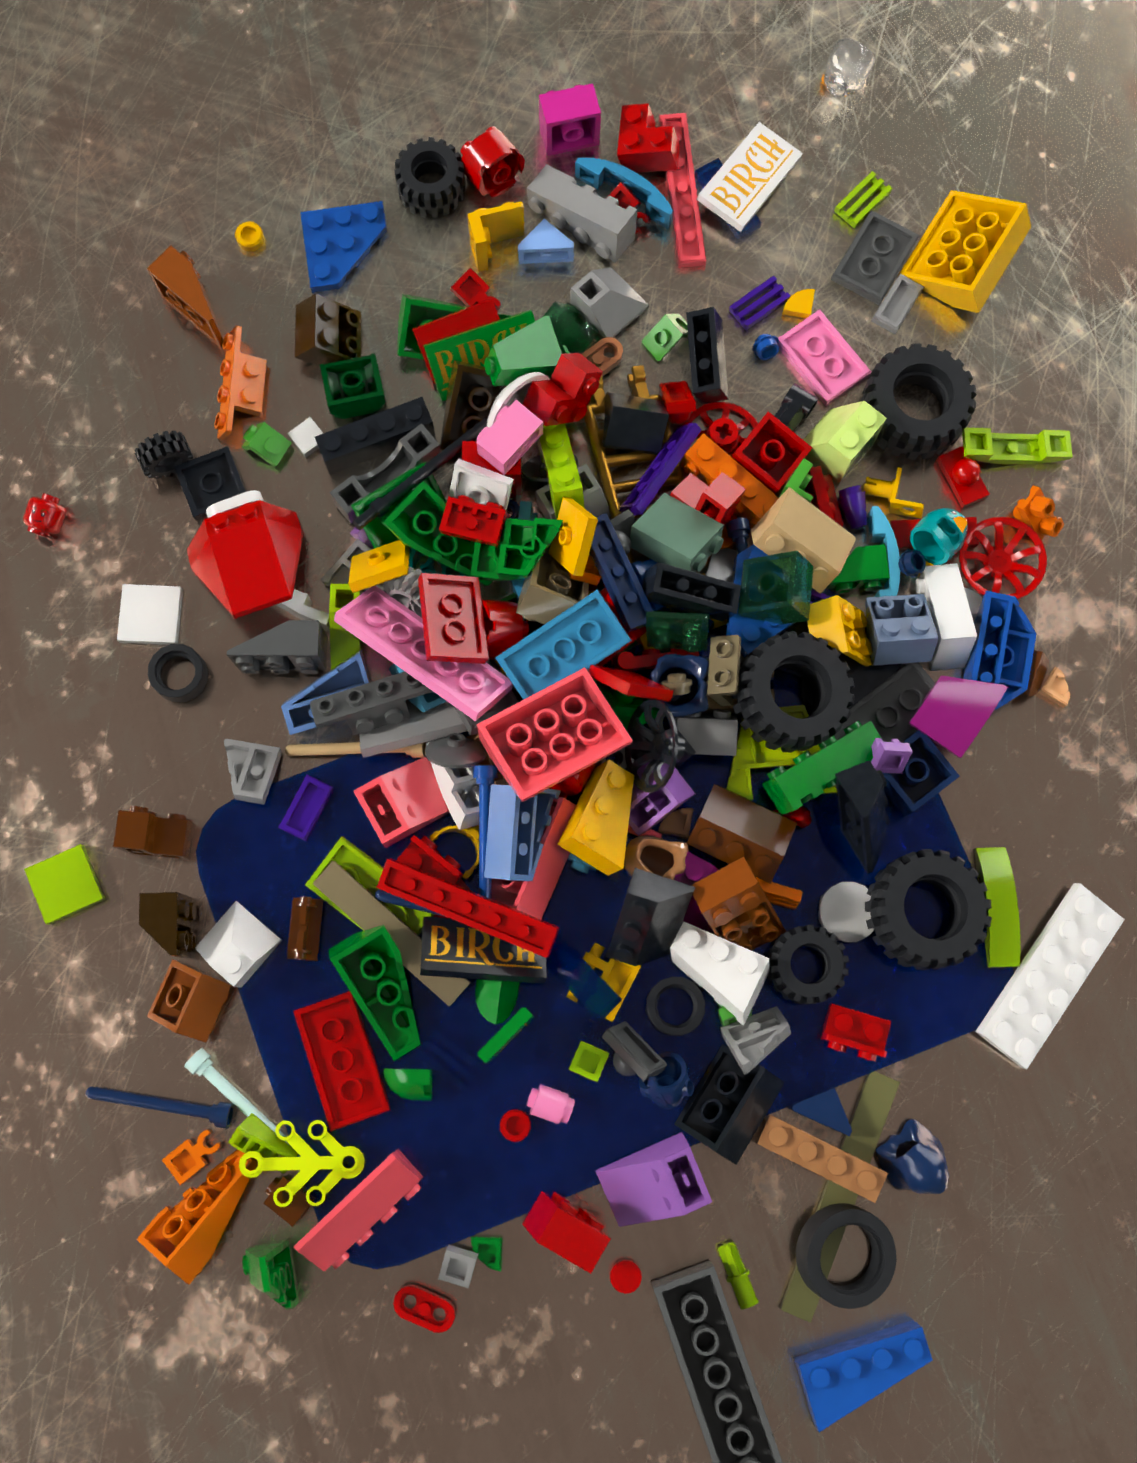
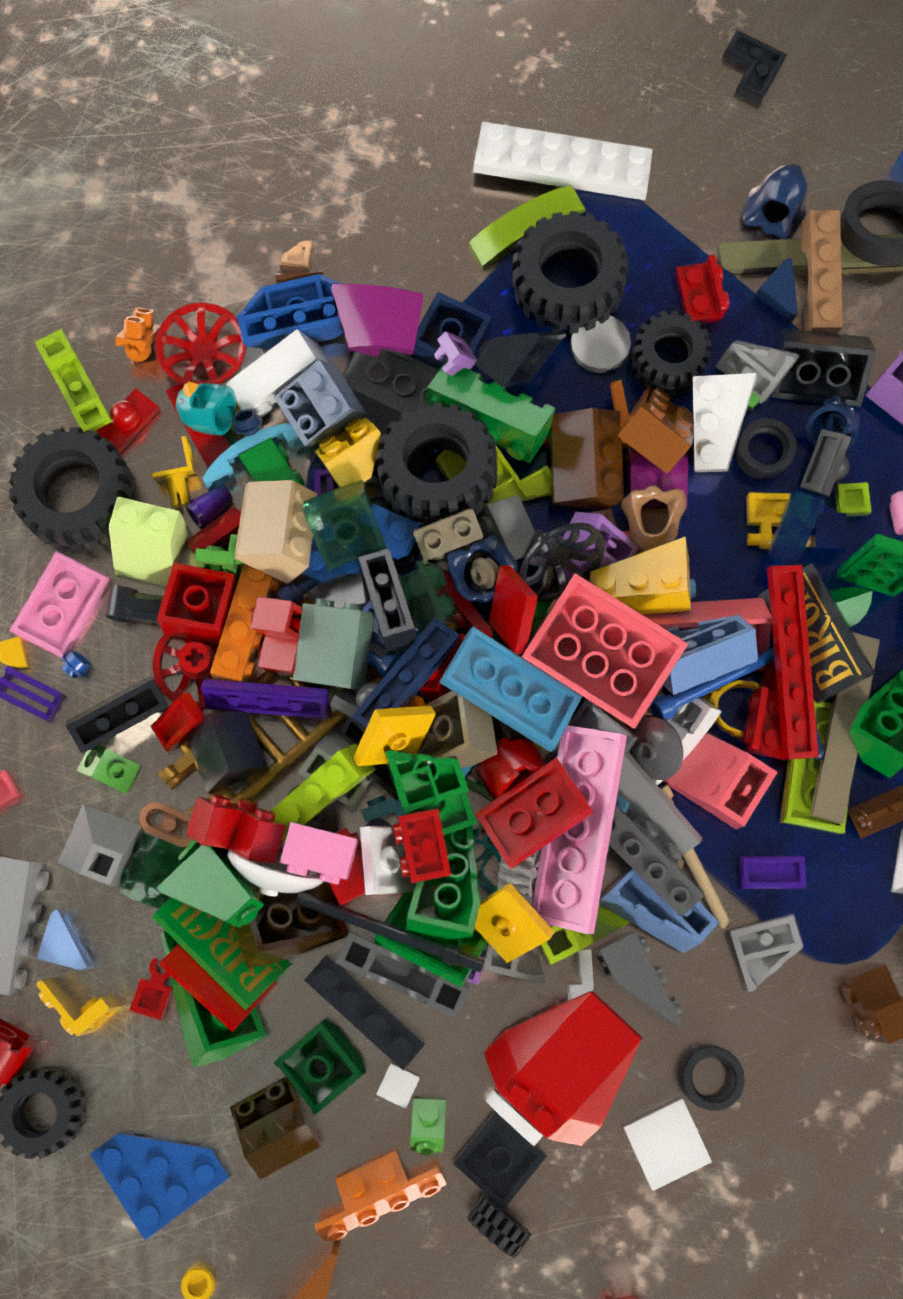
camera: 120 degrees left, 0 degrees up
(649, 918) = (712, 502): black slope -> none
(1077, 1235) = (760, 61): none -> black tile

